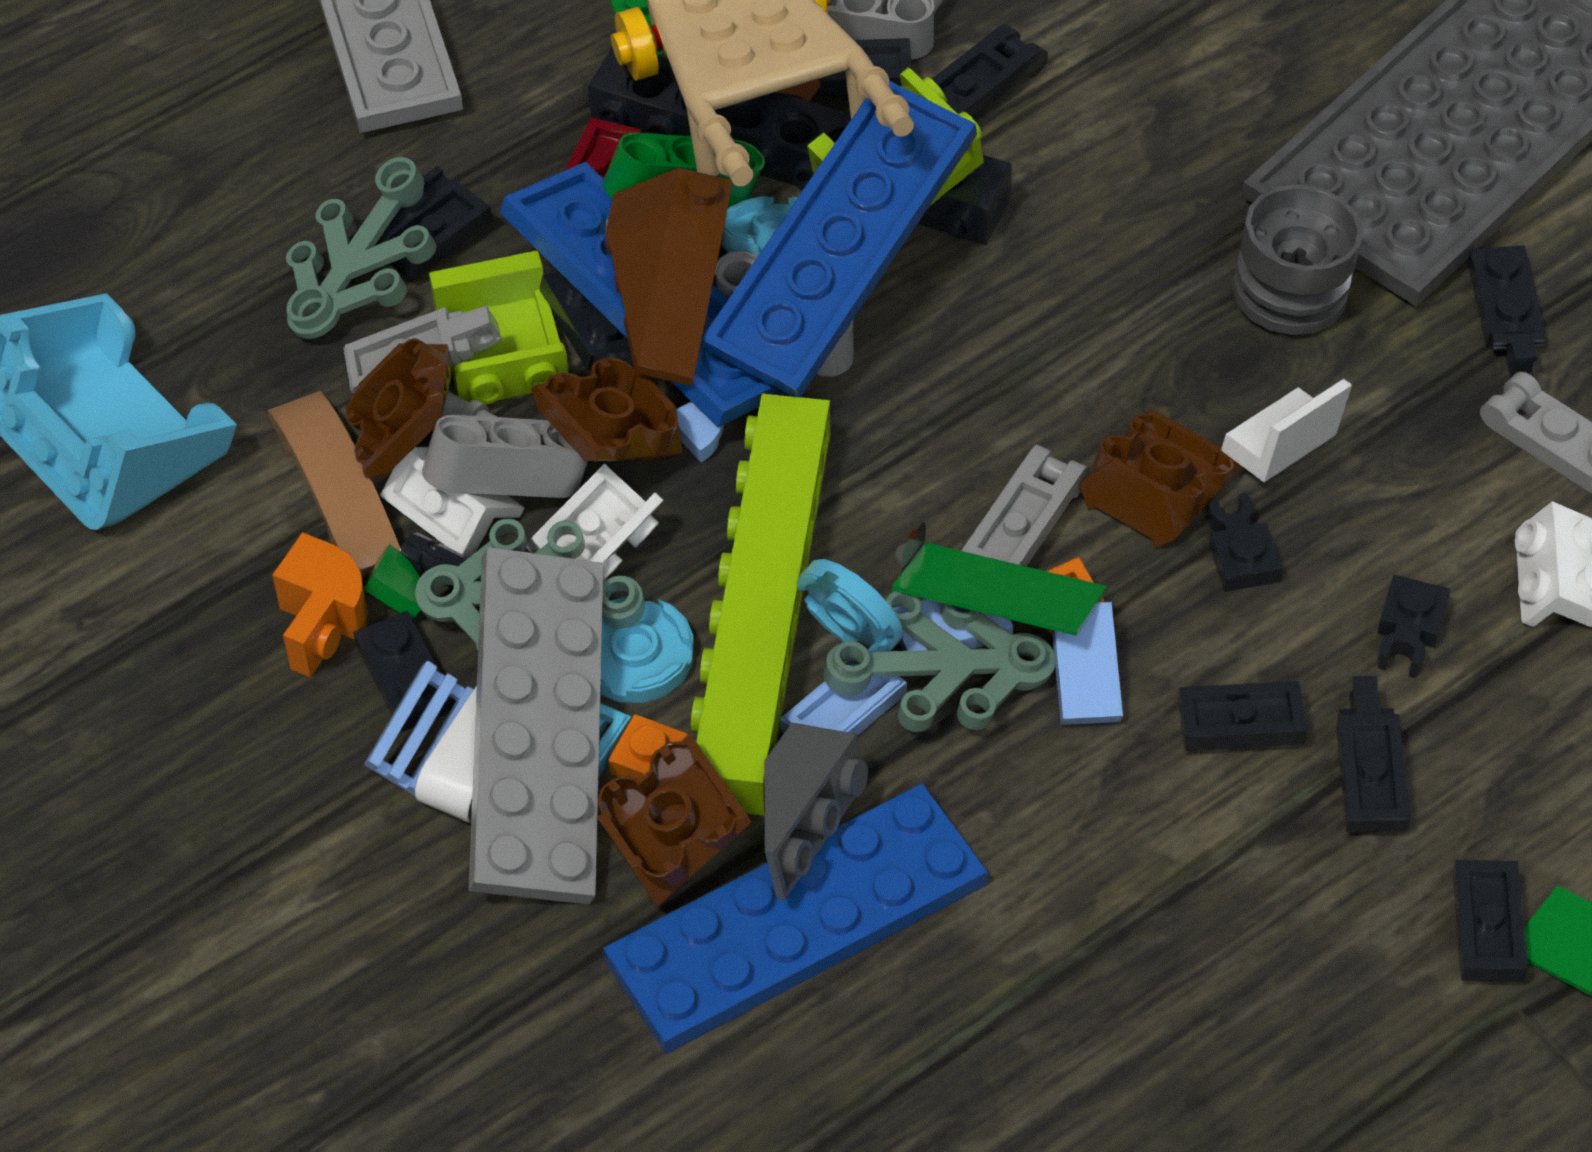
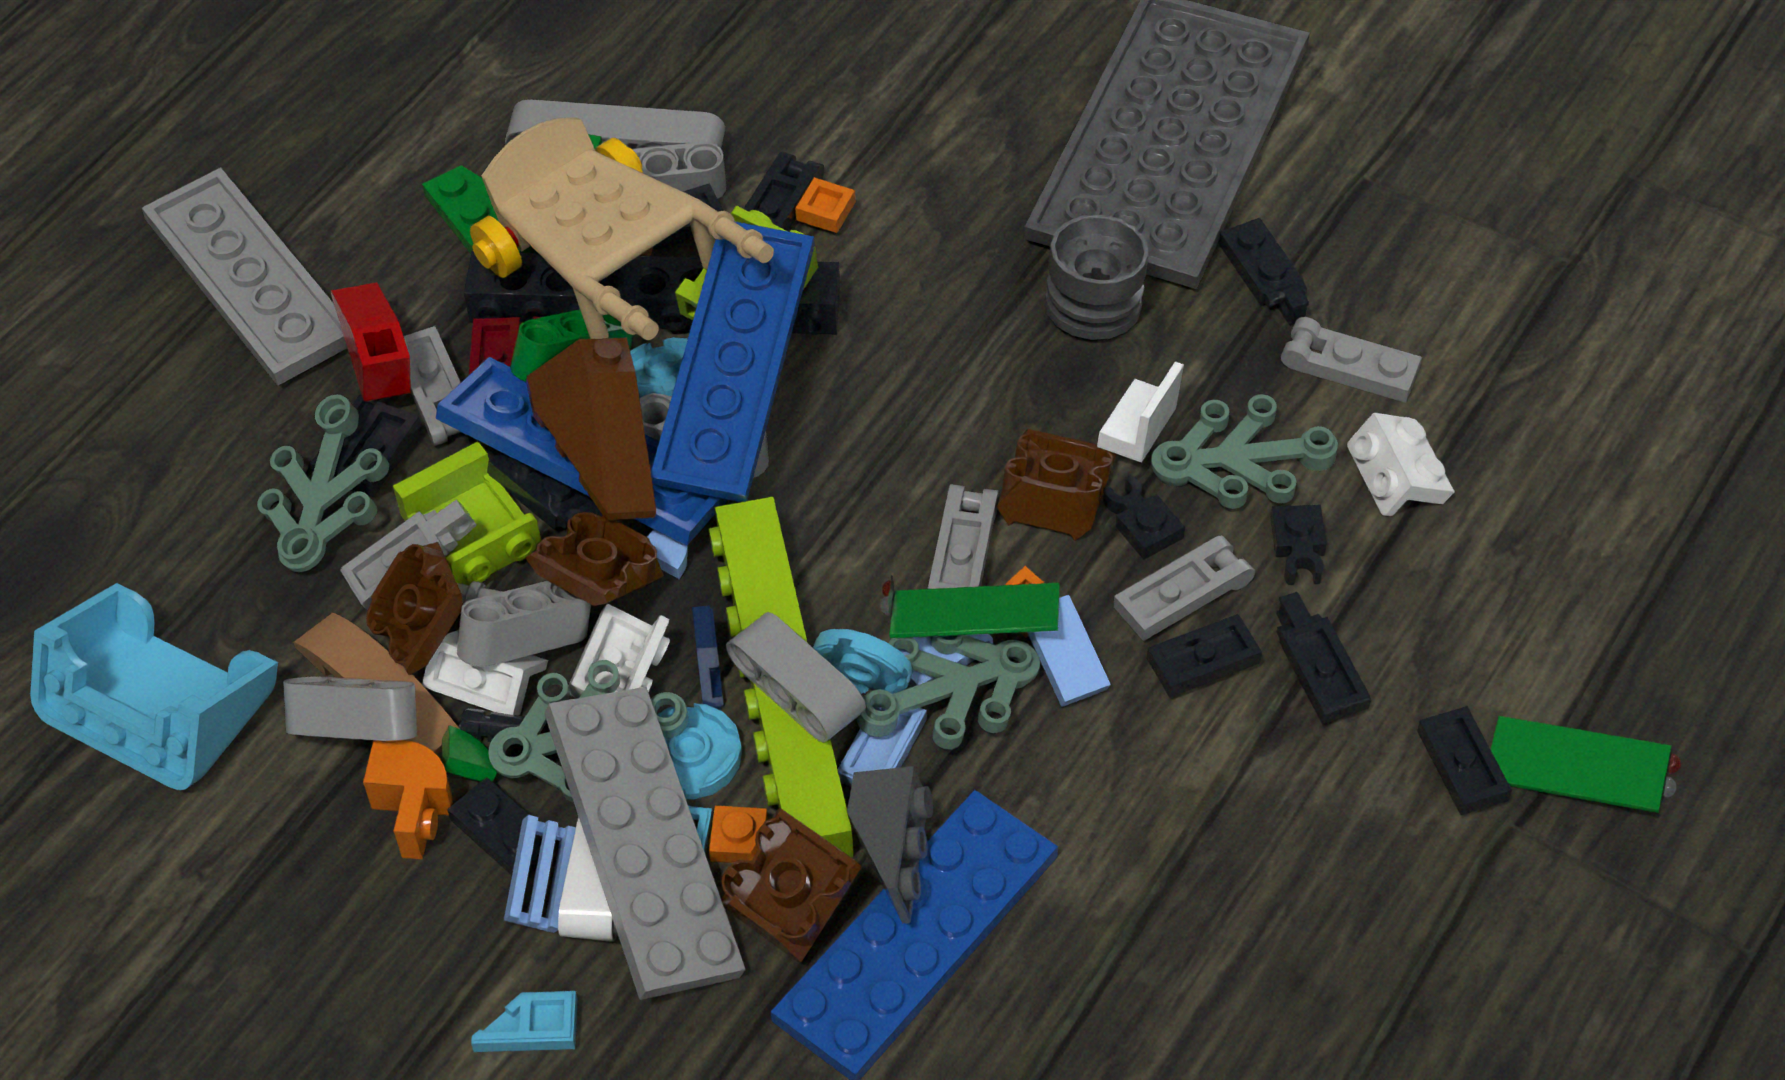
camera: 20 degrees left, 0 degrees up
(290, 494) = (350, 708): none -> light grey beam
(352, 882) = (532, 1023): none -> medium azure tile
(469, 112) = (373, 341): none -> red slope
(519, 162) = (431, 380): none -> light grey plate
(692, 553) = (707, 656): none -> dark blue tile
(766, 600) = (796, 677): none -> light grey beam
(1030, 97) = (825, 205): none -> orange plate
(1252, 633) = (1182, 587): none -> light grey plate
(1382, 506) = (1239, 456): none -> sand green plant

